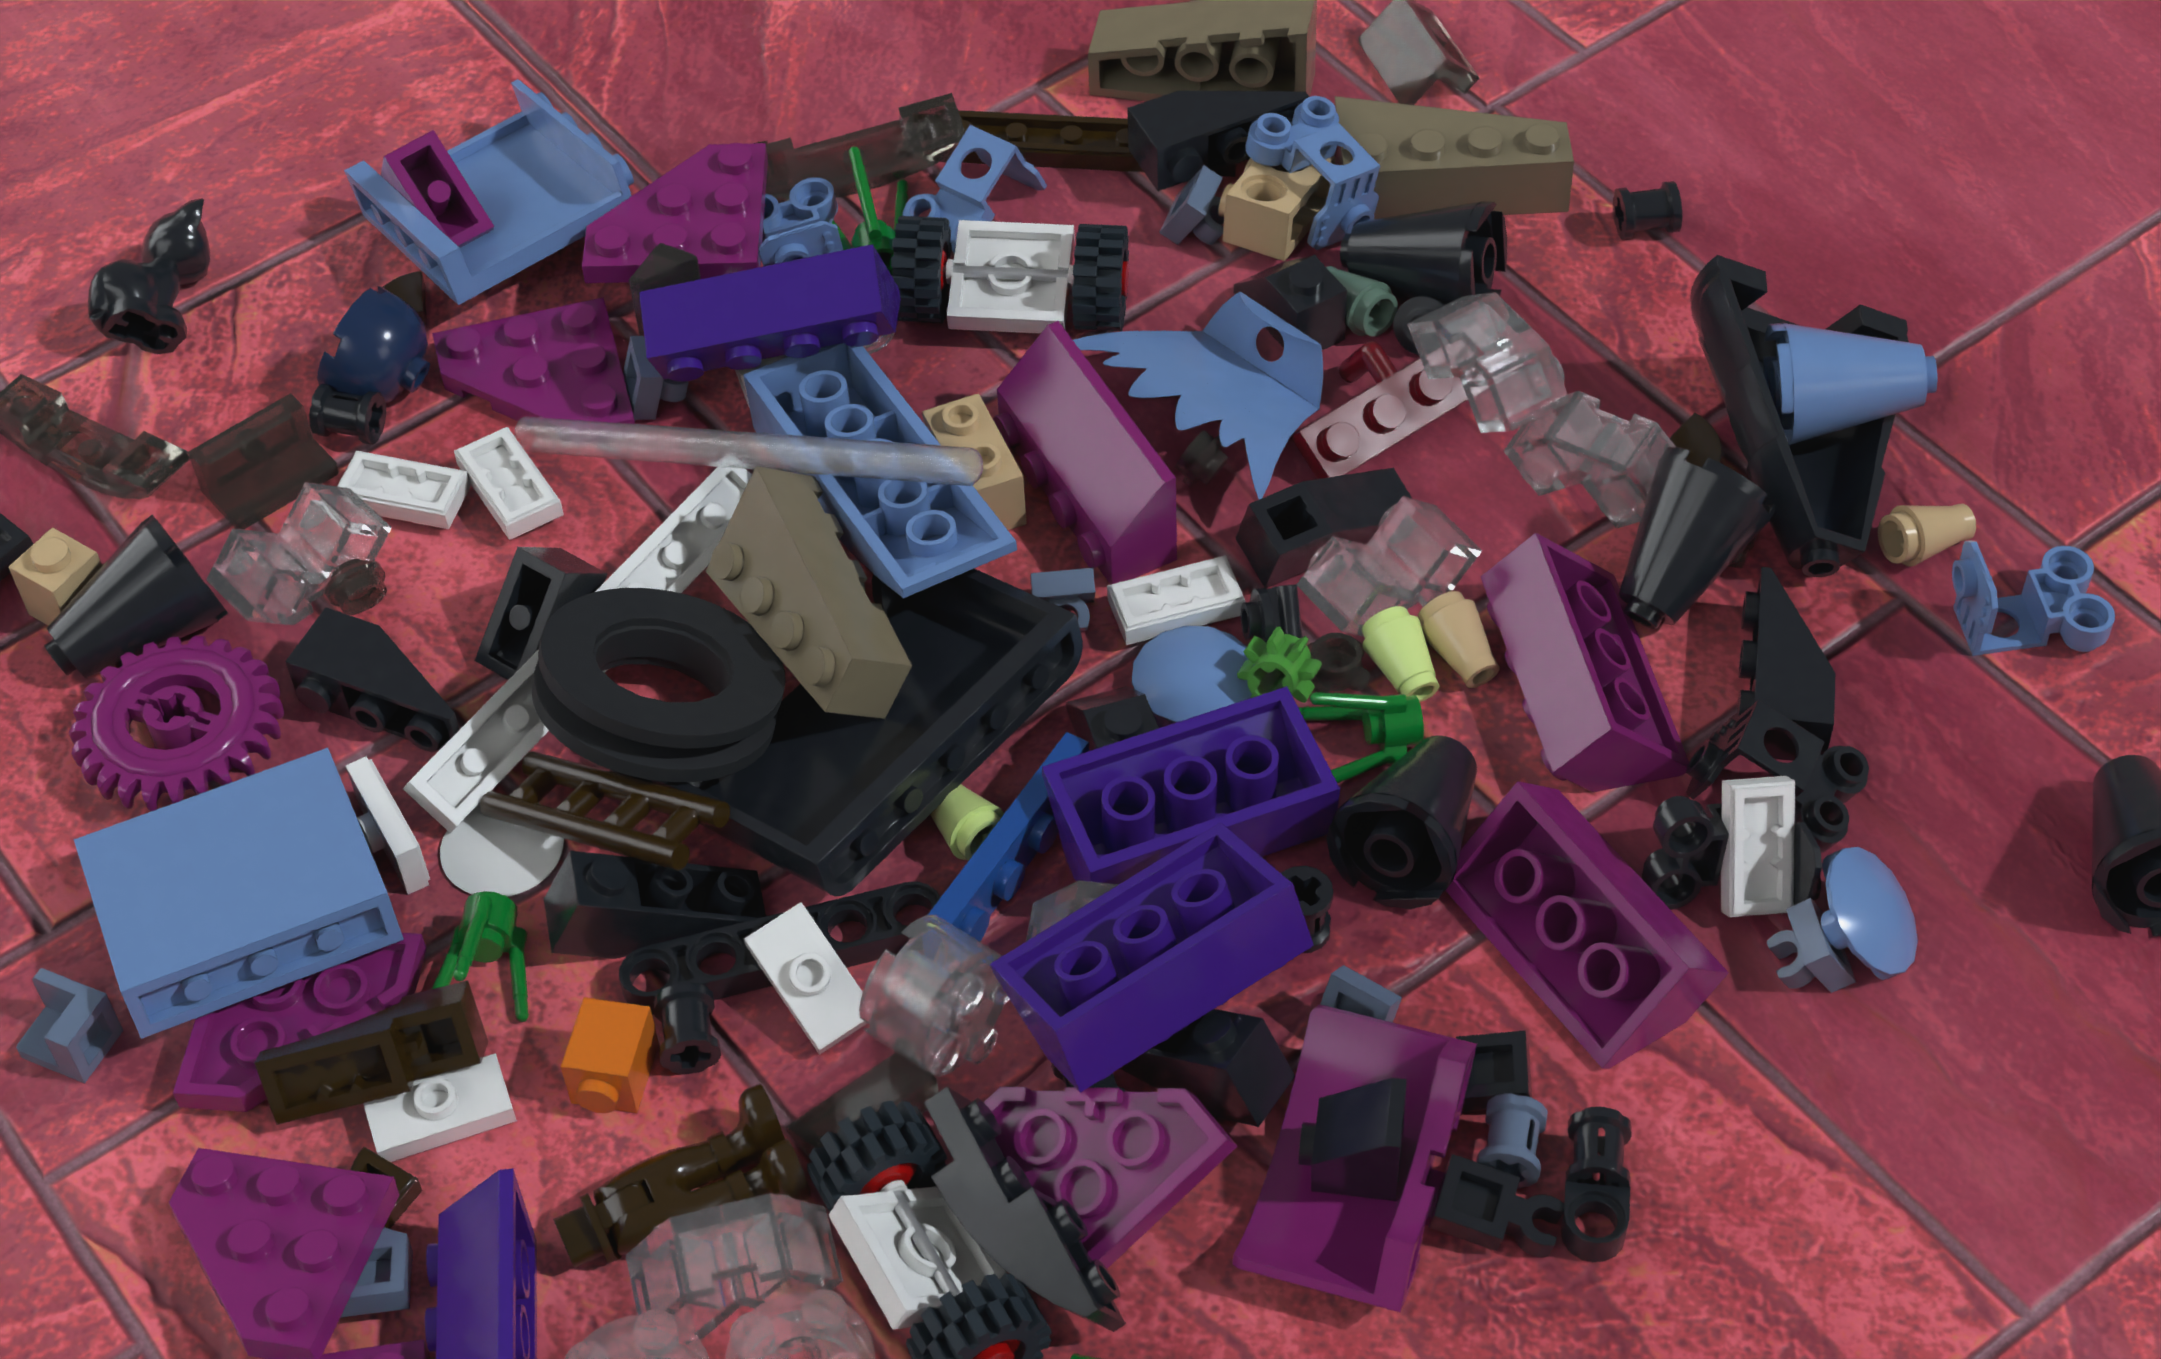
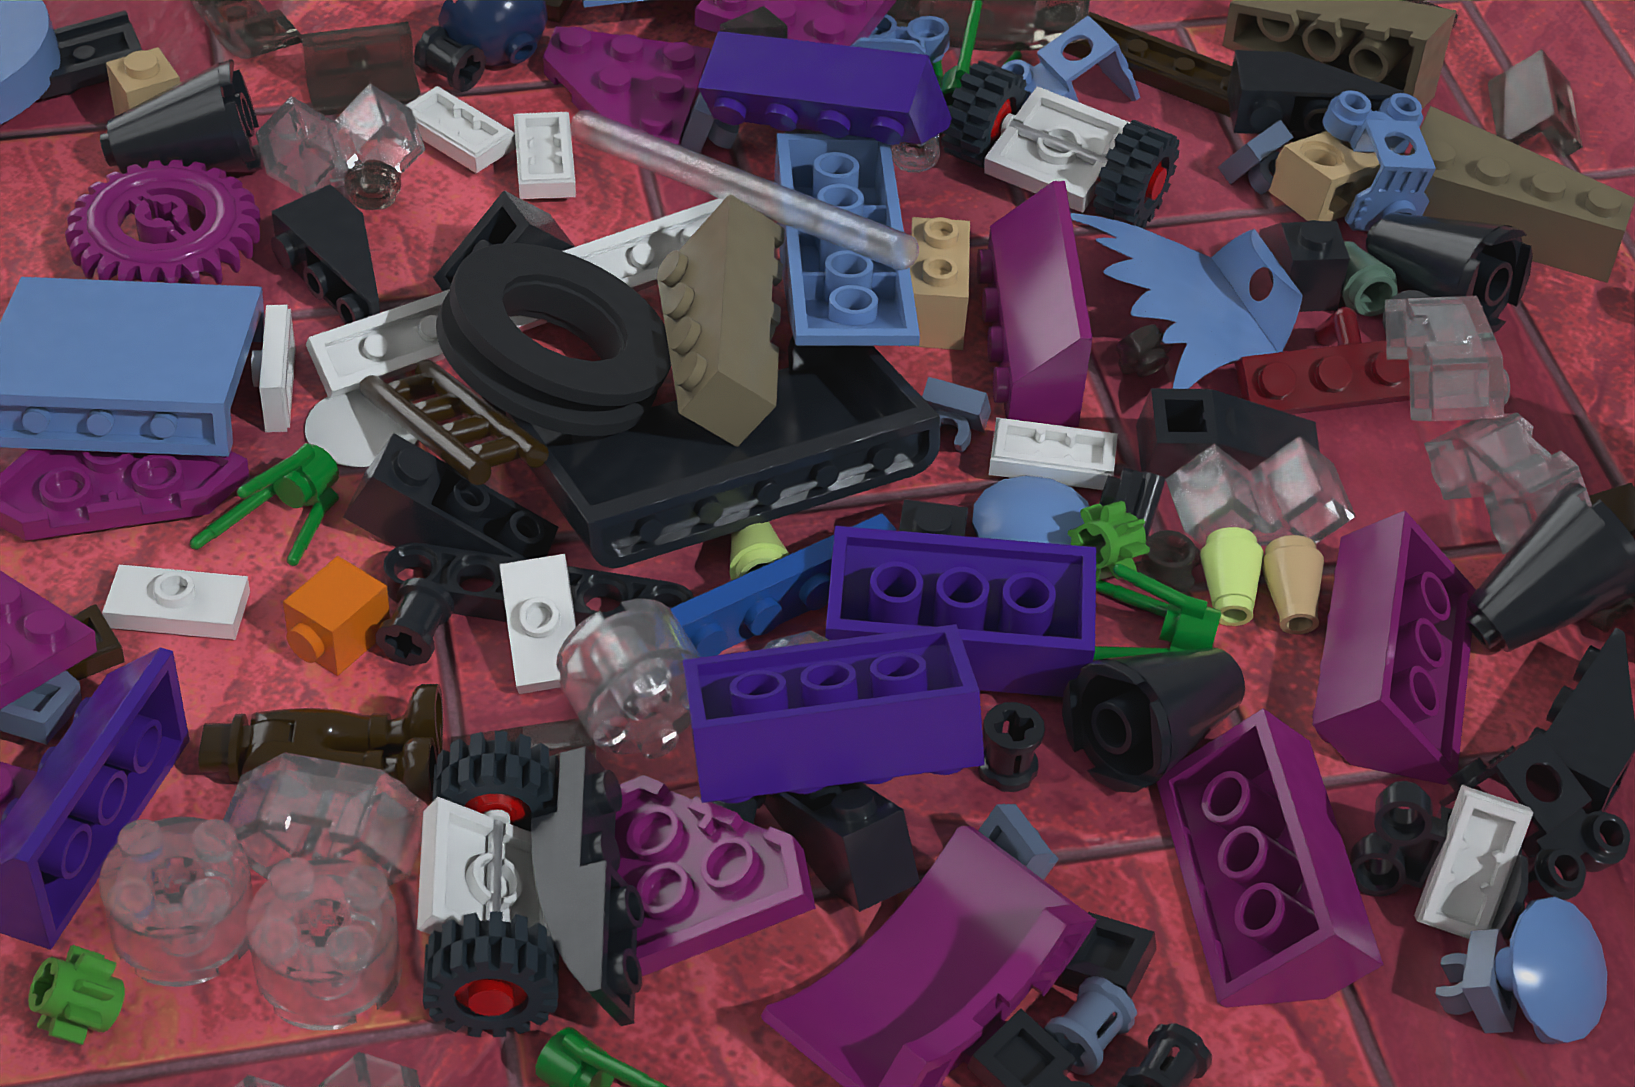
camera: 20 degrees right, 5 degrees down
(374, 1055) = (147, 533): dark brown slope -> none
(1357, 1141) = (936, 956): black slope -> none

